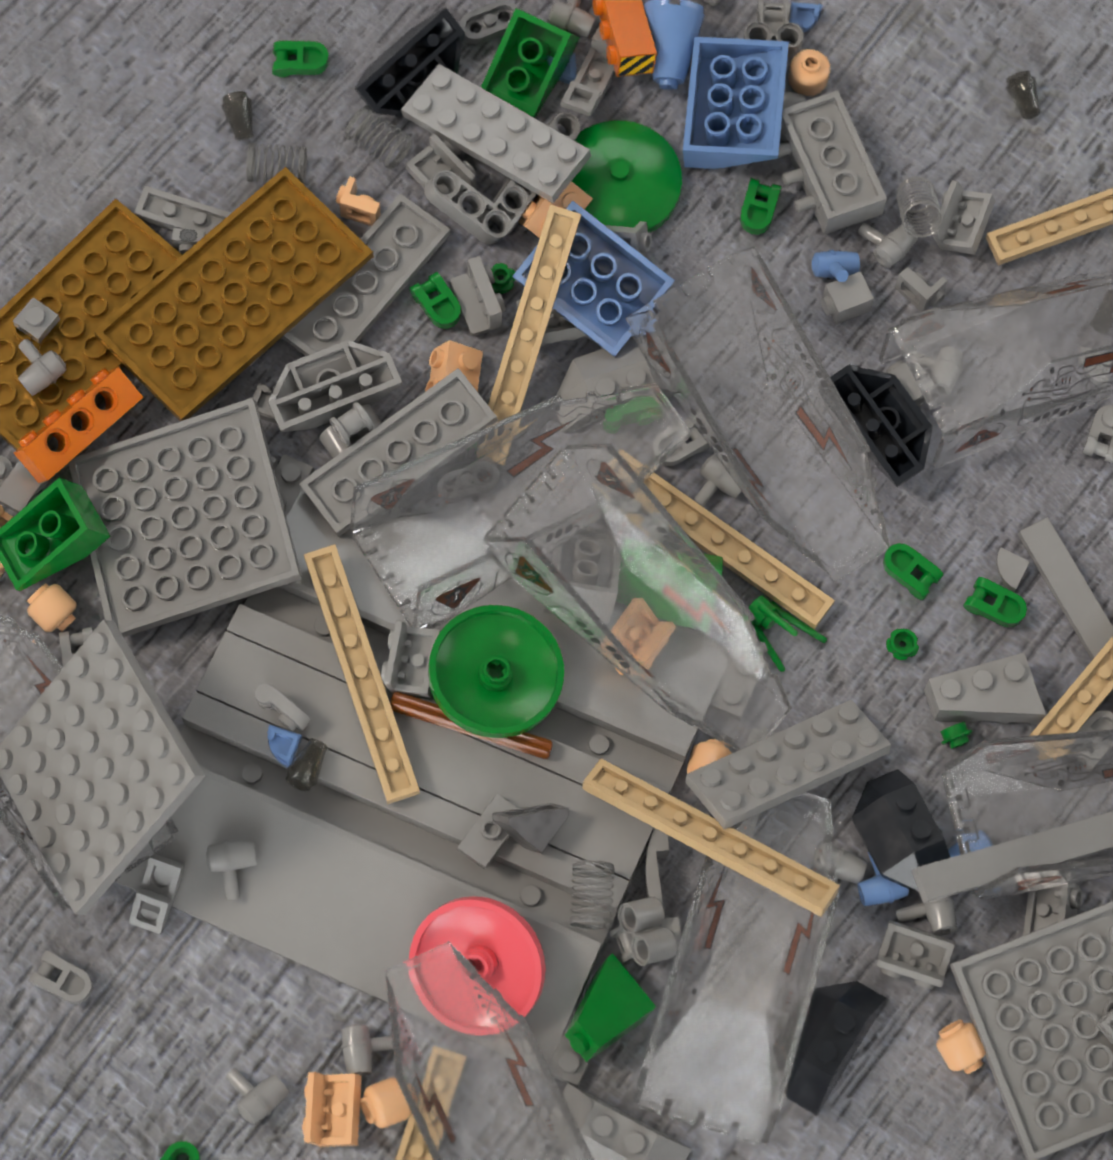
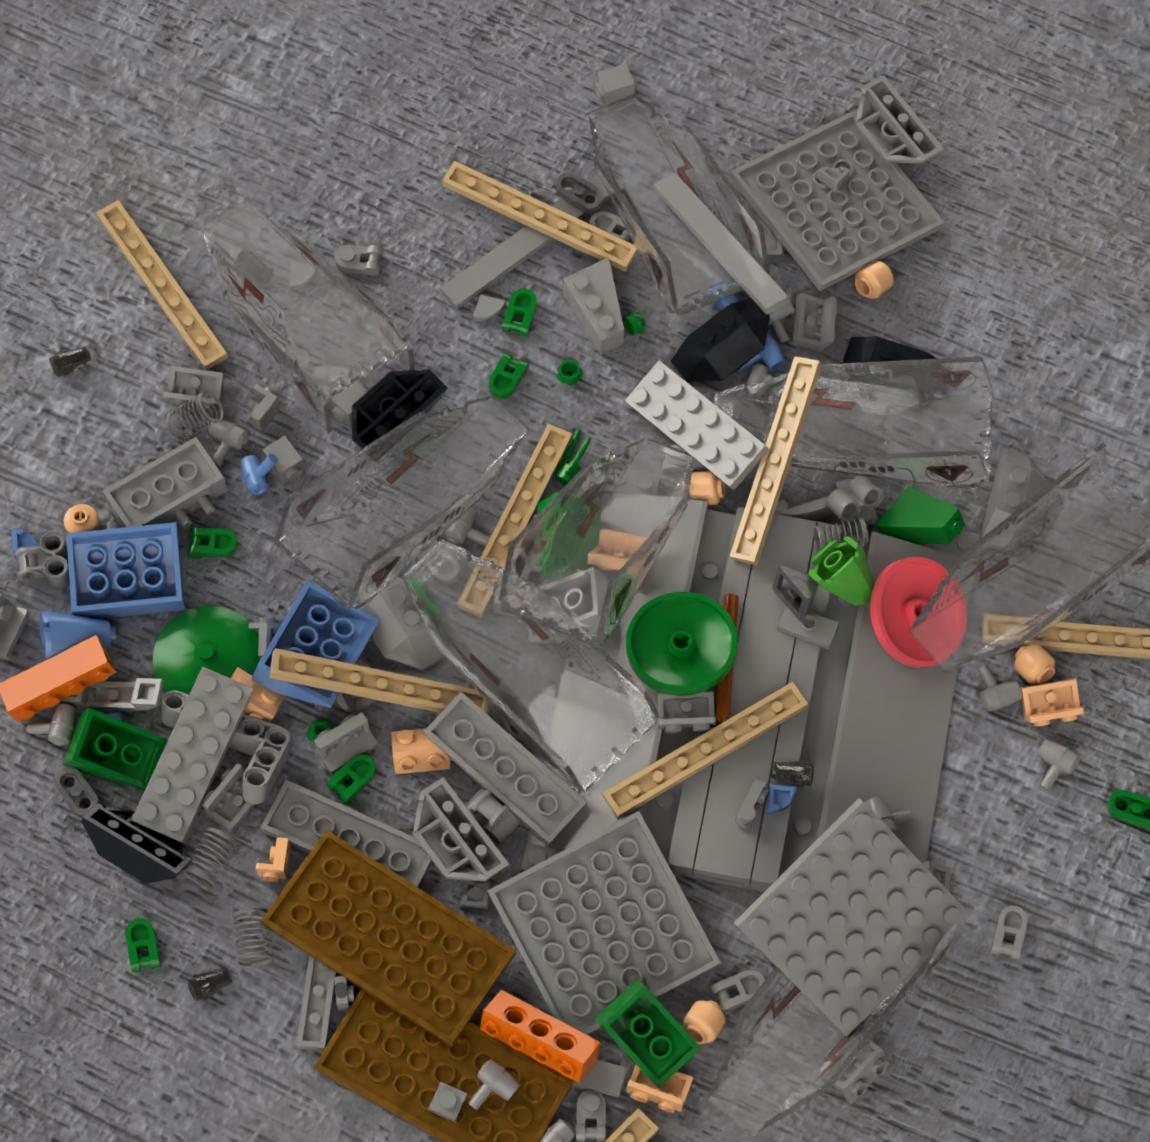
camera: 100 degrees left, 5 degrees down
(540, 876) = (844, 571): none -> bright green cone

